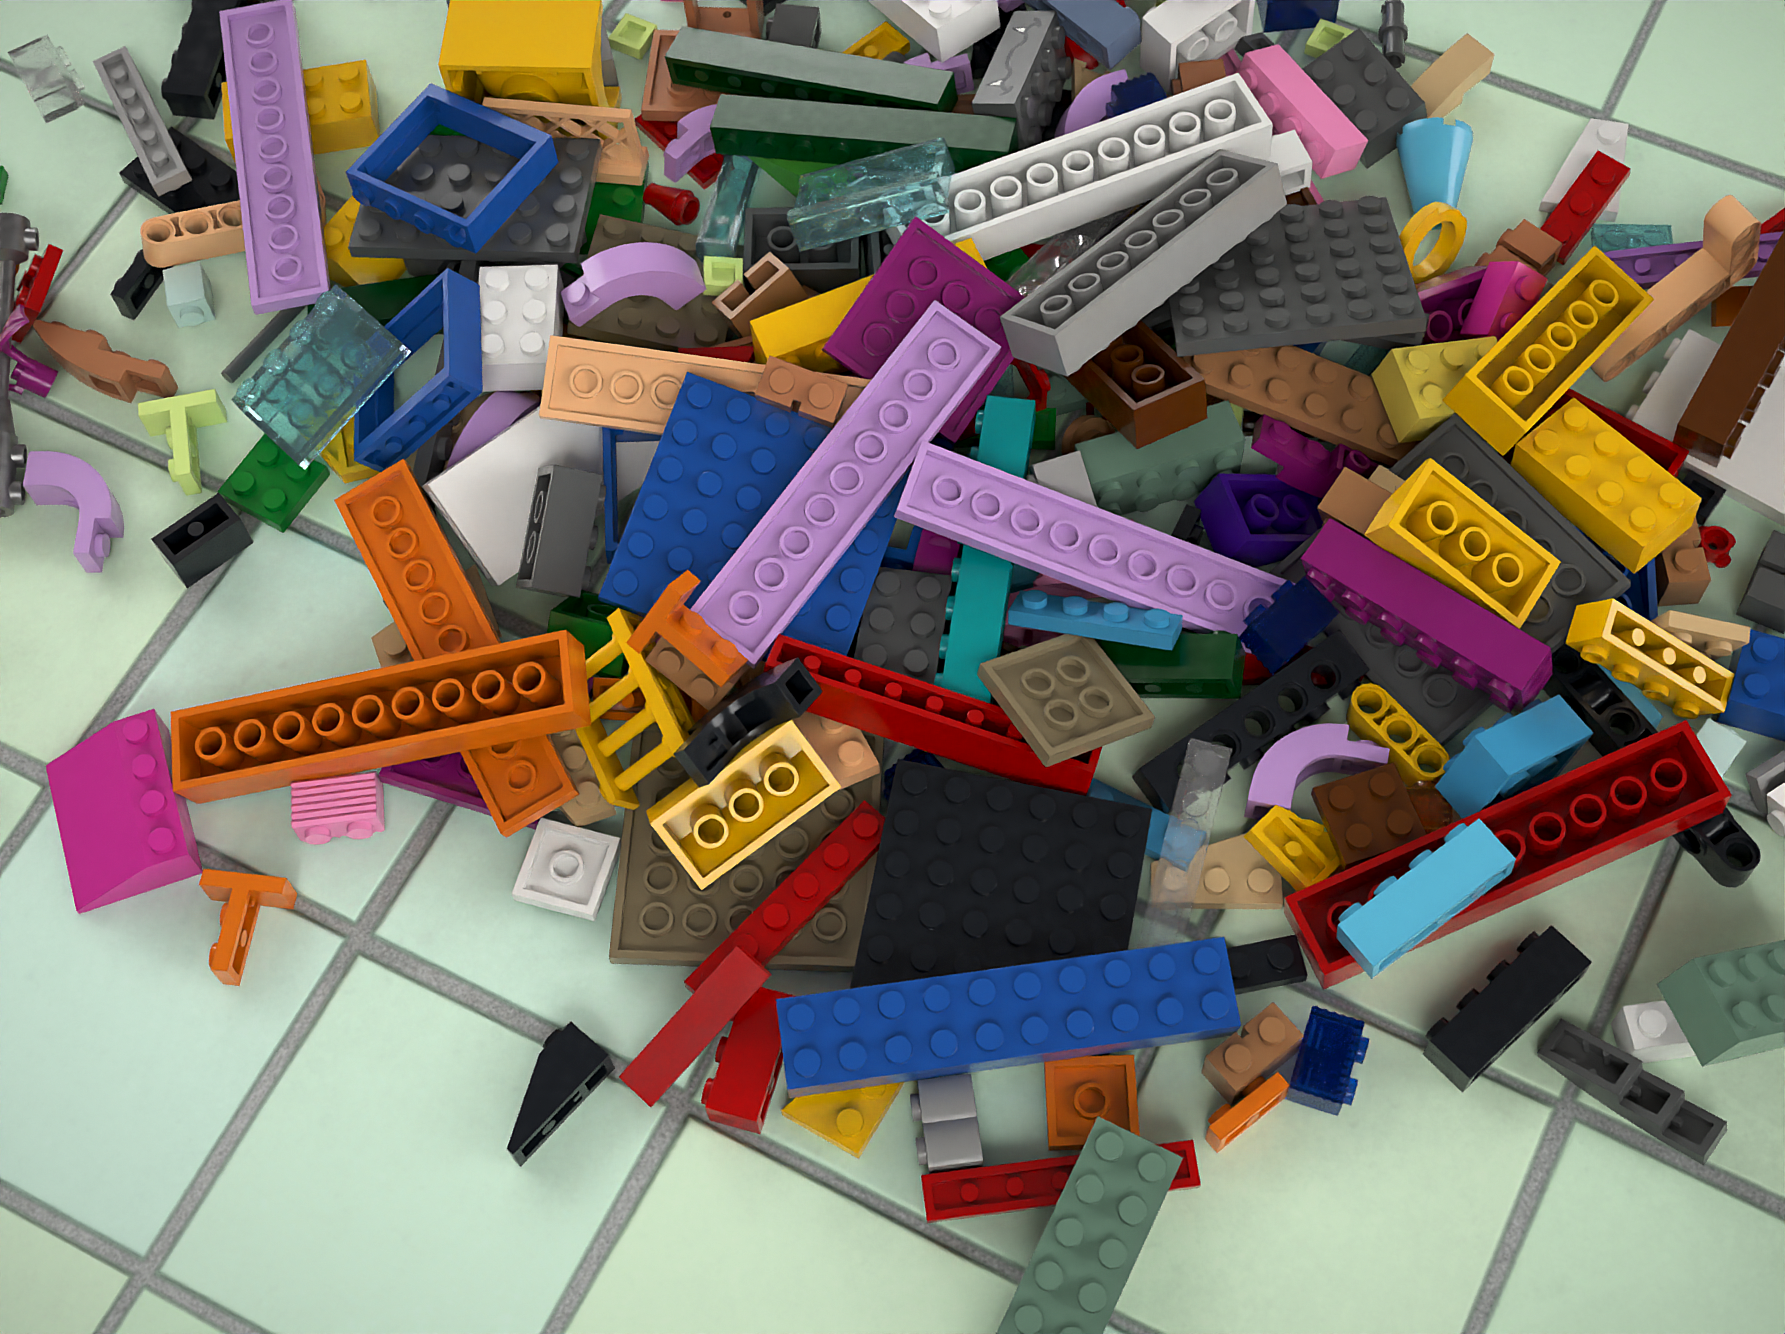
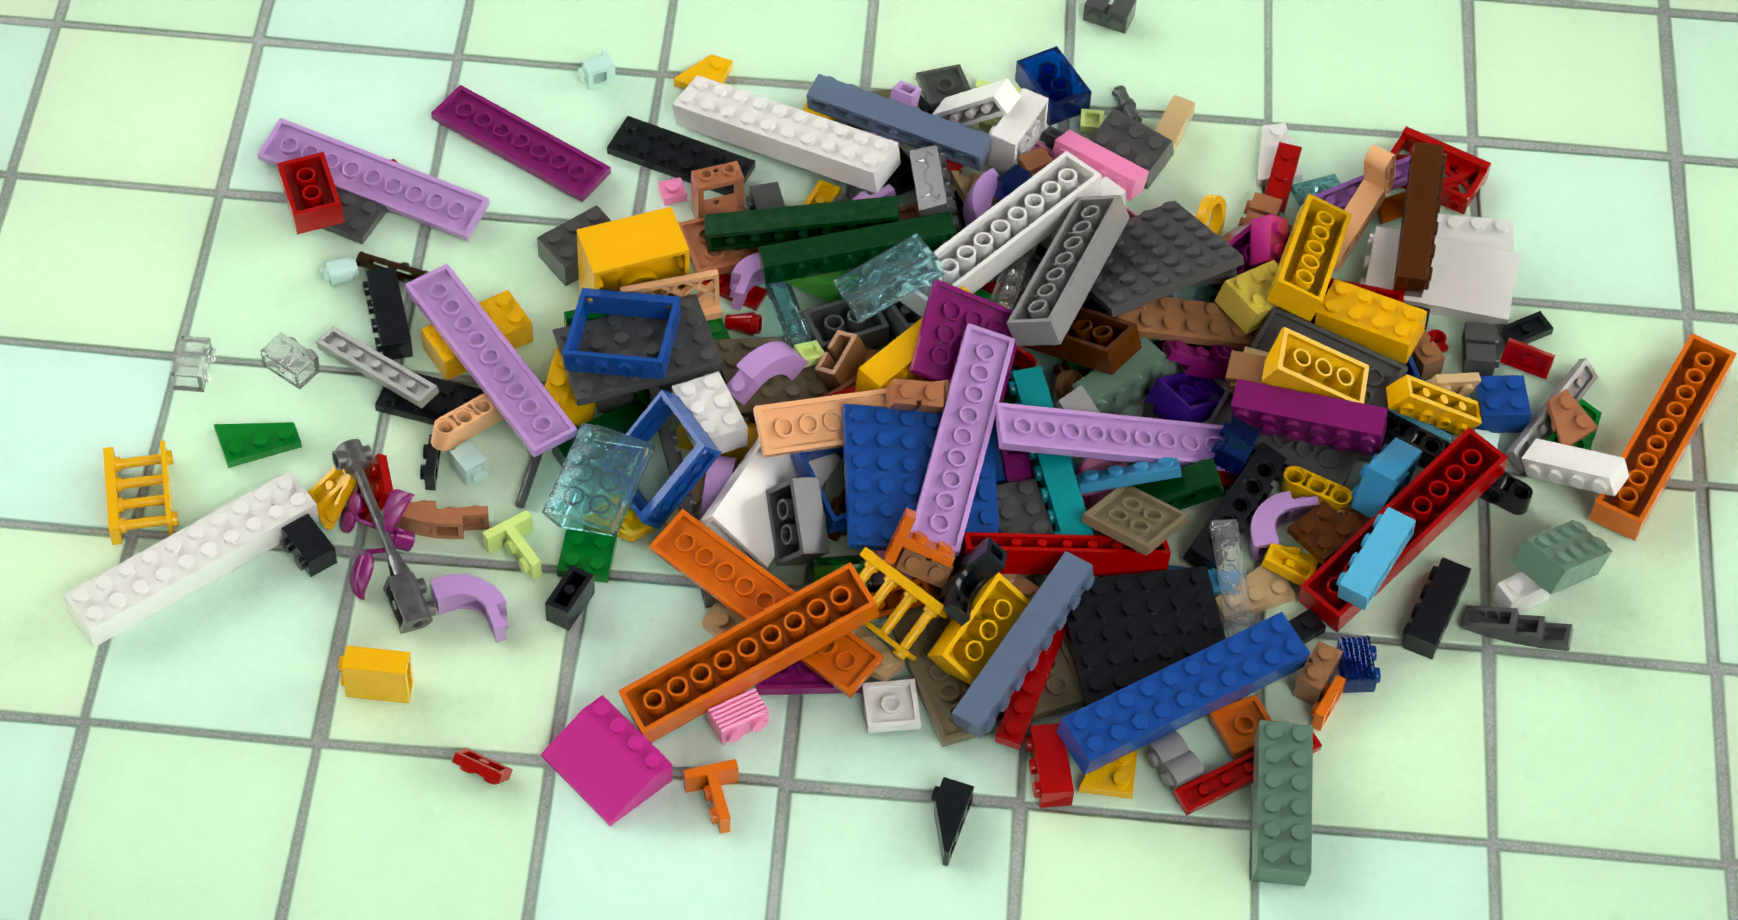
camera: 30 degrees left, 10 degrees down
(695, 1025) = (1014, 755): red tile -> none
(790, 848) = (1023, 645): none -> sand blue brick
(1434, 160) = (1188, 174): medium azure cone -> none

